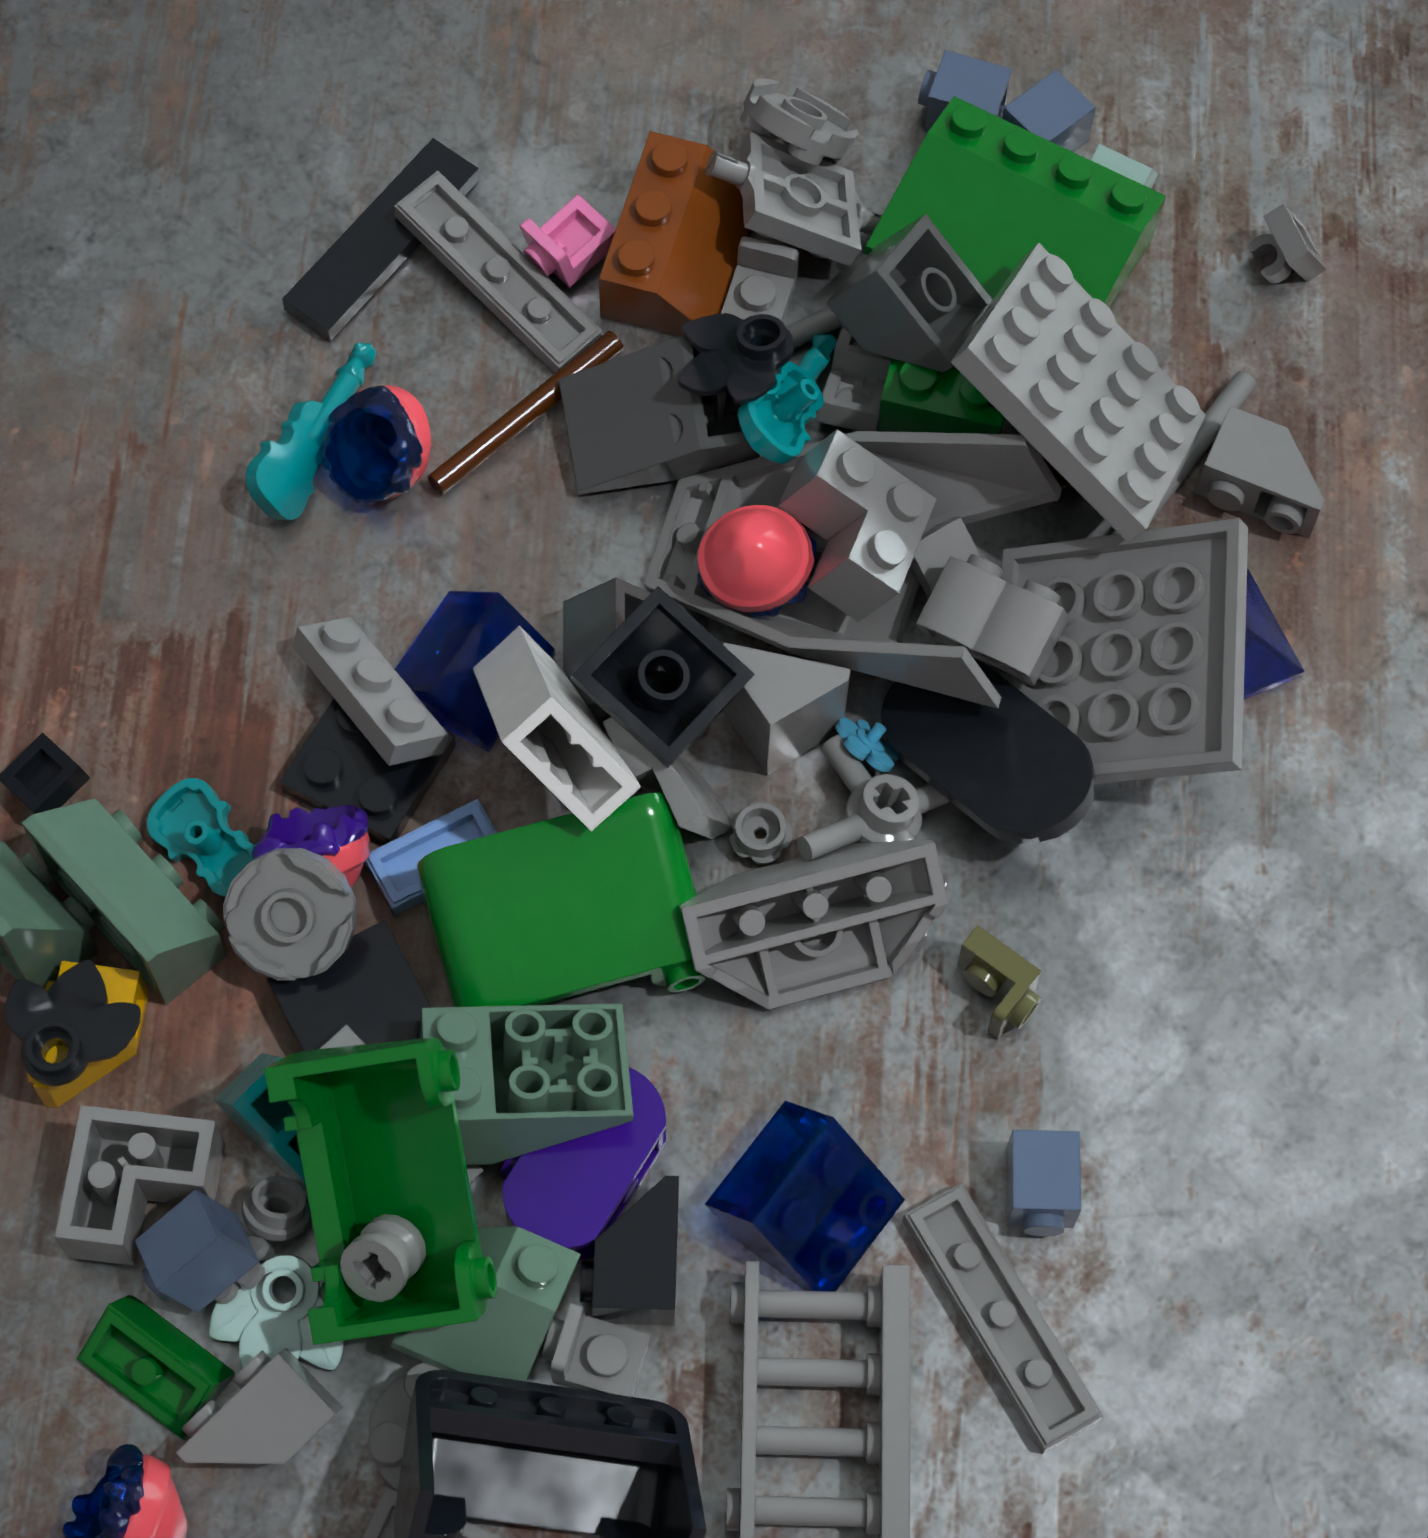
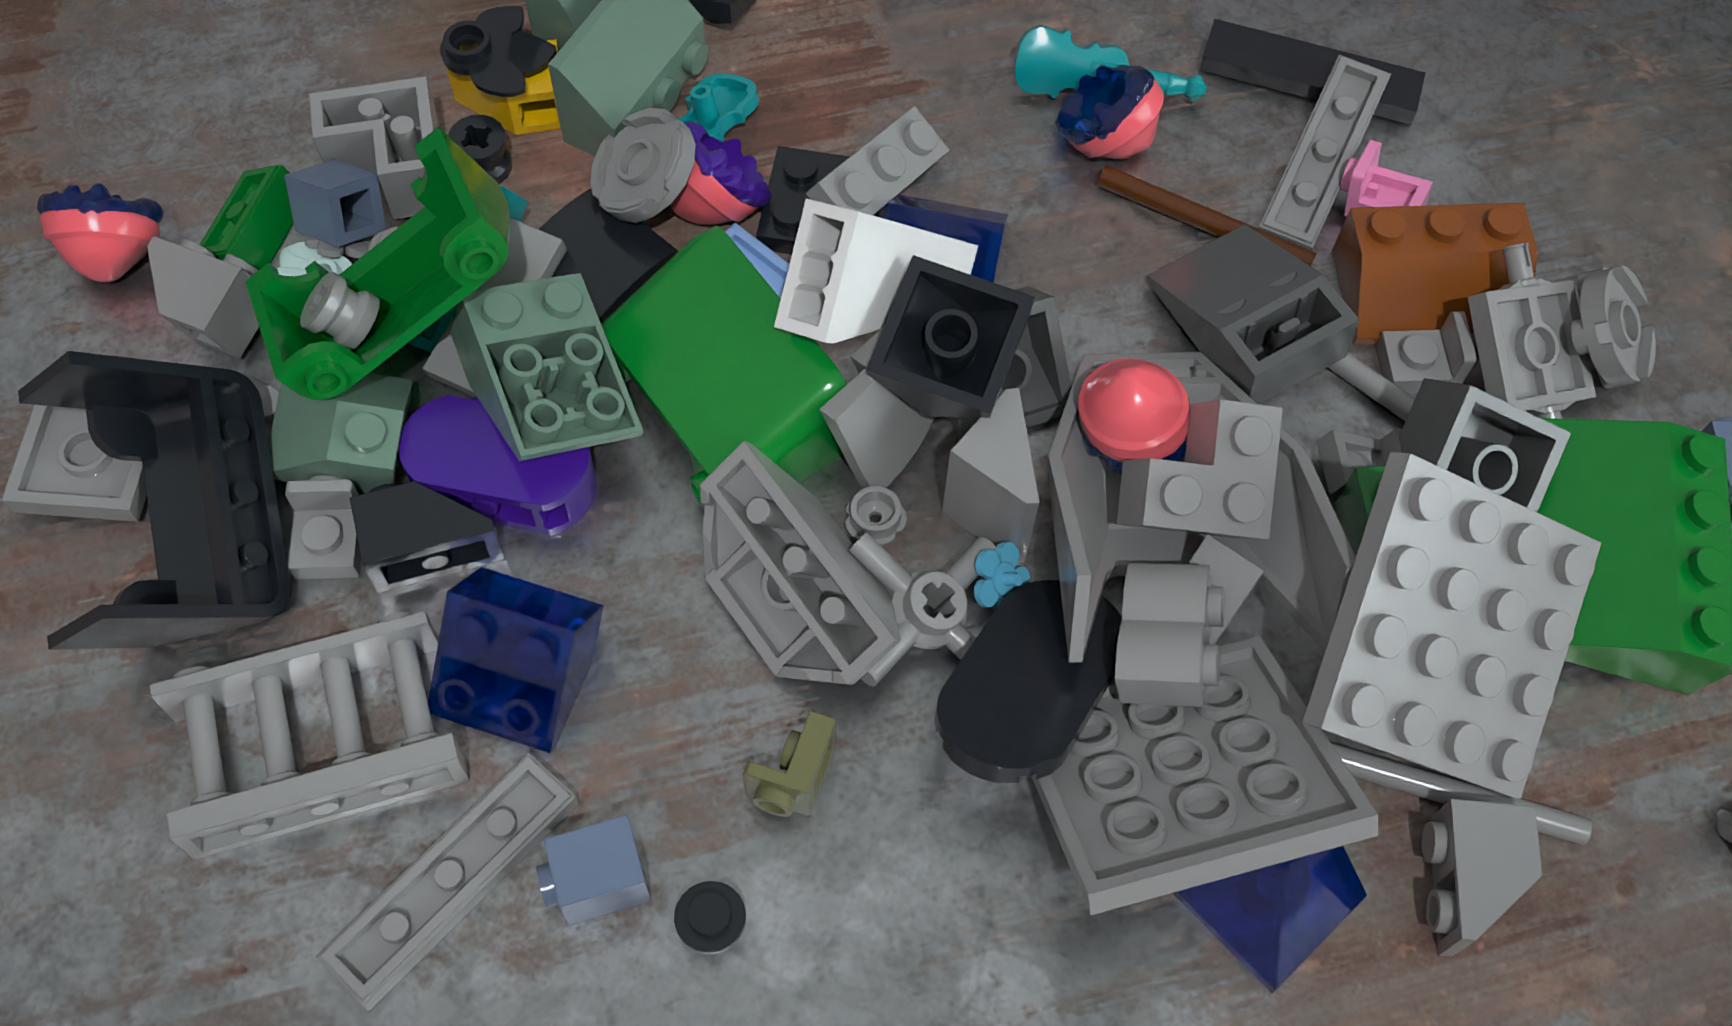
camera: 70 degrees right, 5 degrees down
(168, 1099) = (487, 133): none -> black wheel
(735, 355) = (1323, 319): black plate -> none
(778, 419) = (1278, 375): teal piece -> none
(1111, 1098) = (710, 917): none -> black plate

